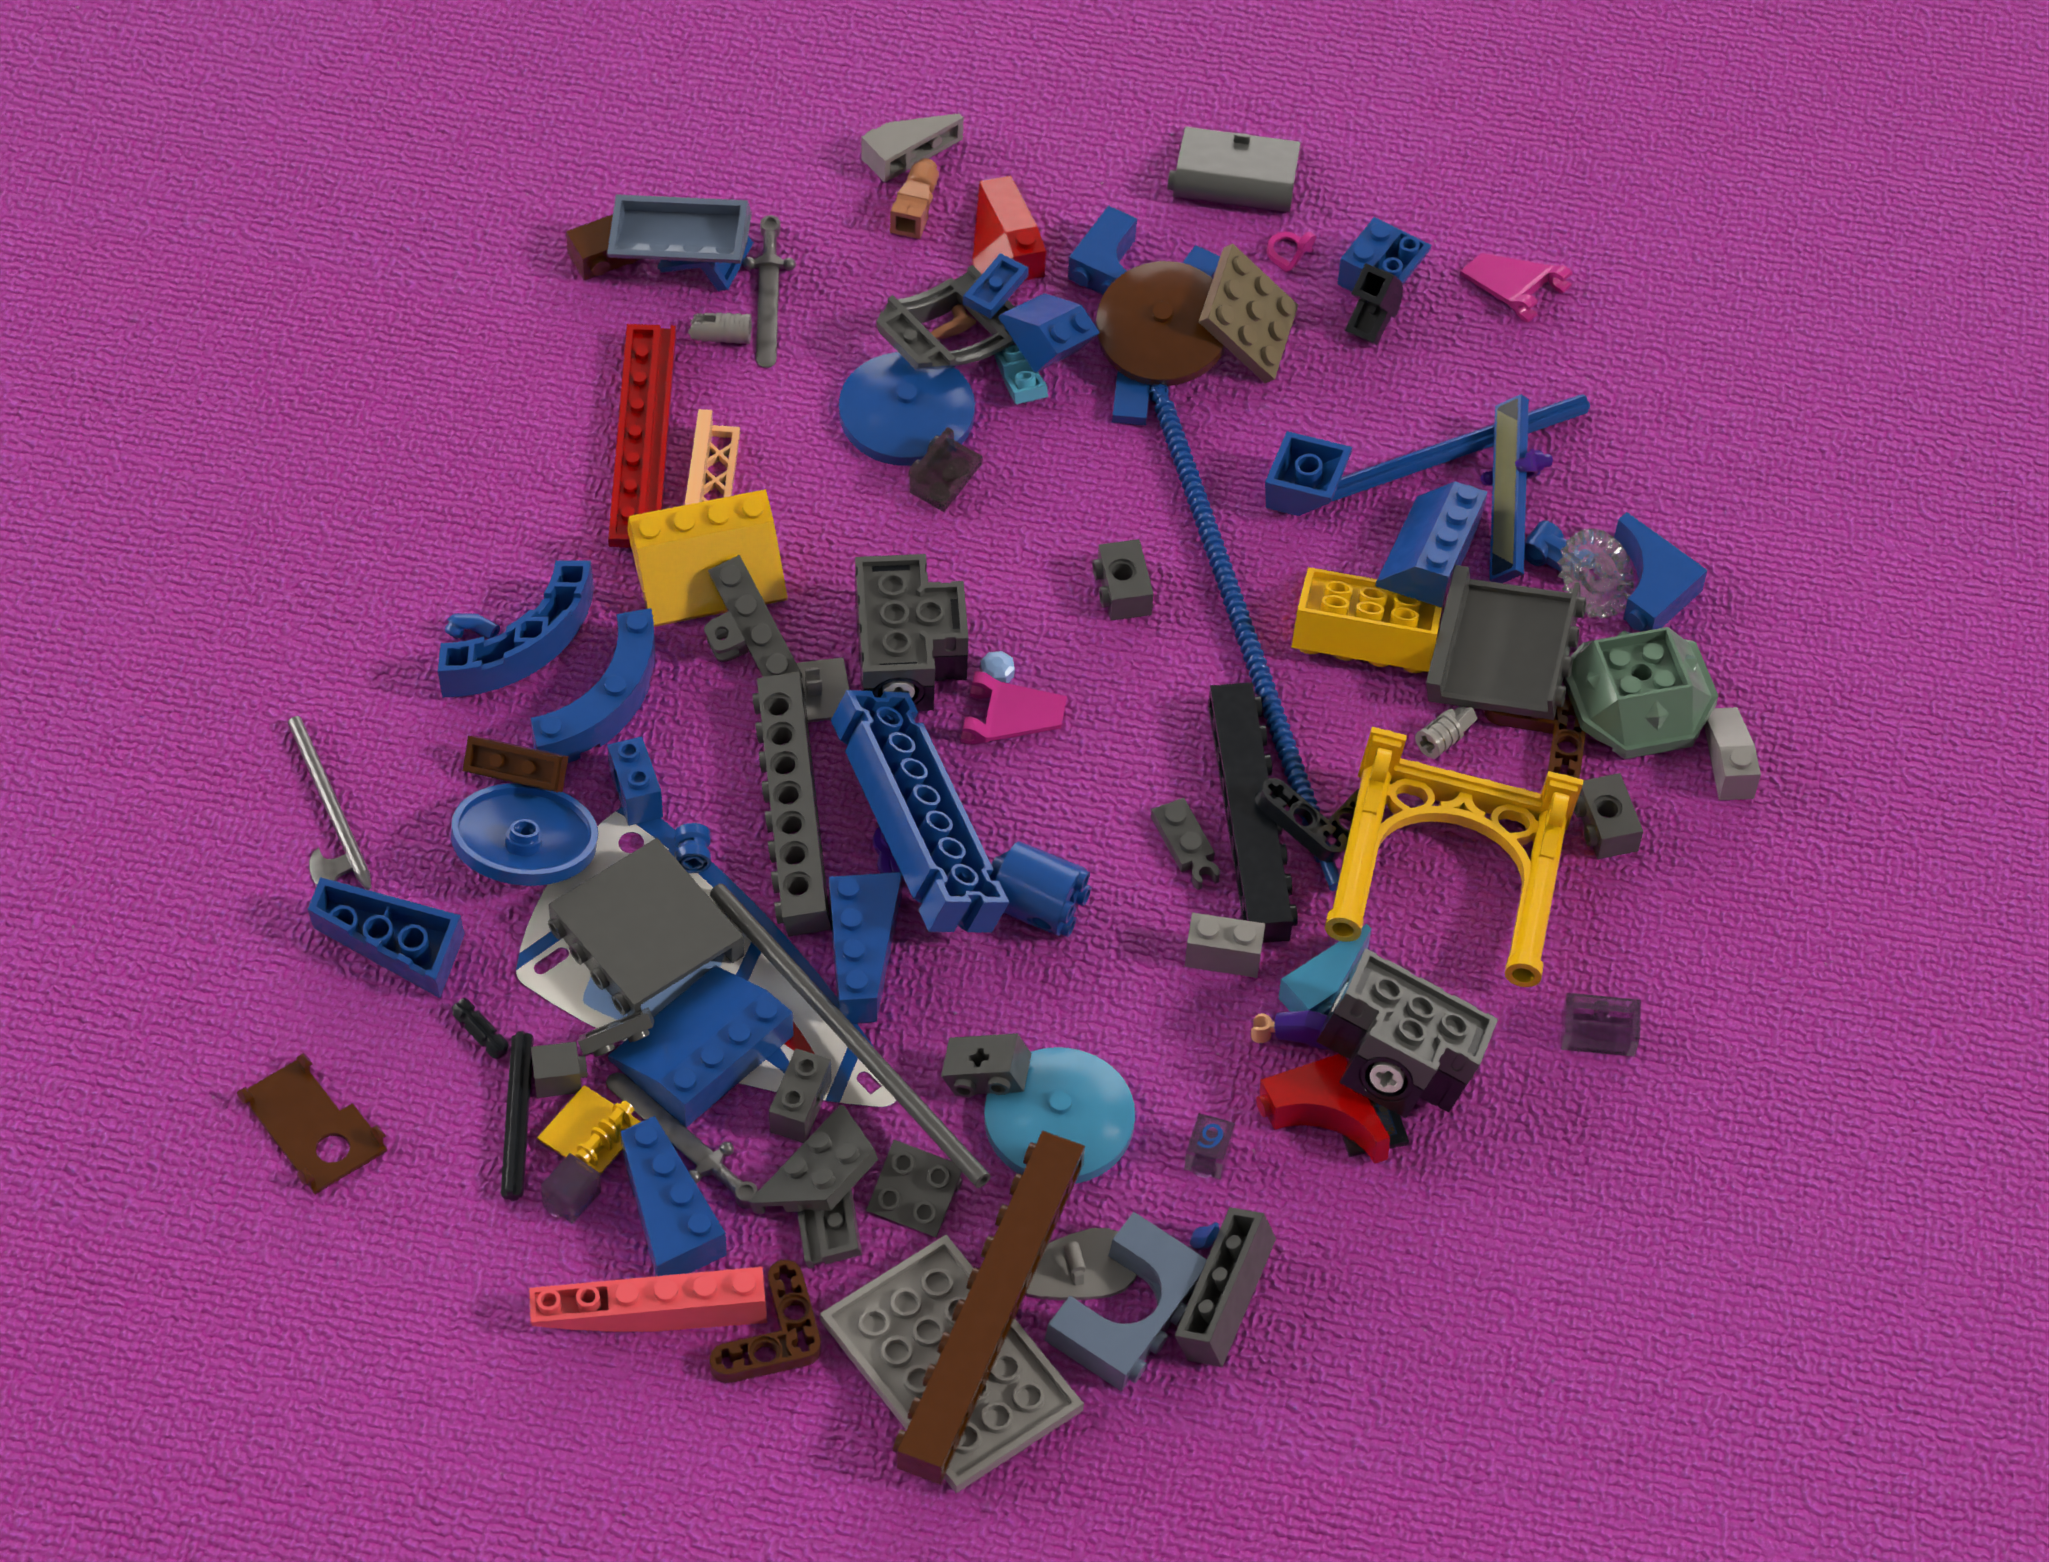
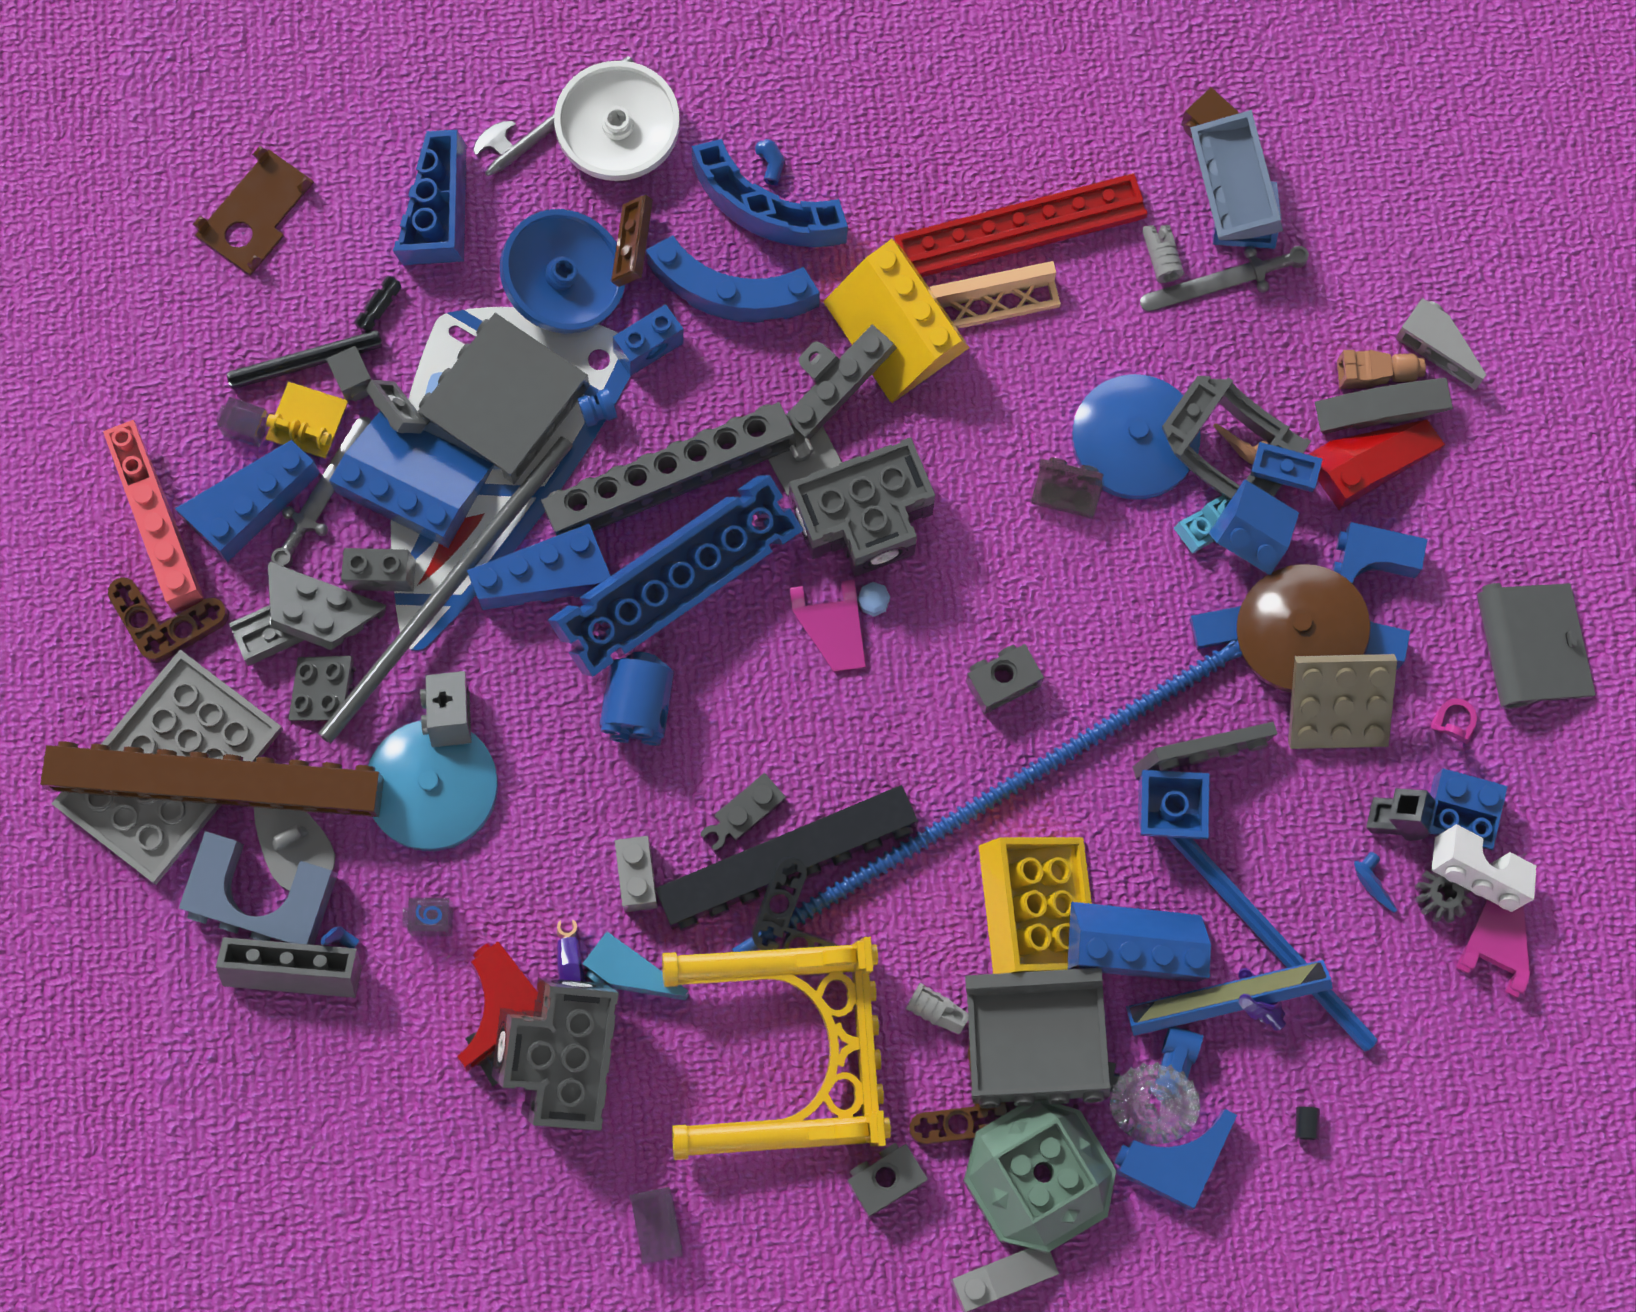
camera: 75 degrees right, 20 degrees up
(368, 741) = (617, 120): none -> white dish
(955, 205) = (1383, 405): none -> dark grey slope
(1257, 440) = (1204, 748): none -> dark grey wing
(1425, 357) = (1371, 882): none -> blue bar
(1458, 254) = (1461, 860): none -> white arch
(1458, 304) = (1433, 898): none -> dark grey gear
(1645, 471) = (1307, 1123): none -> black hinge

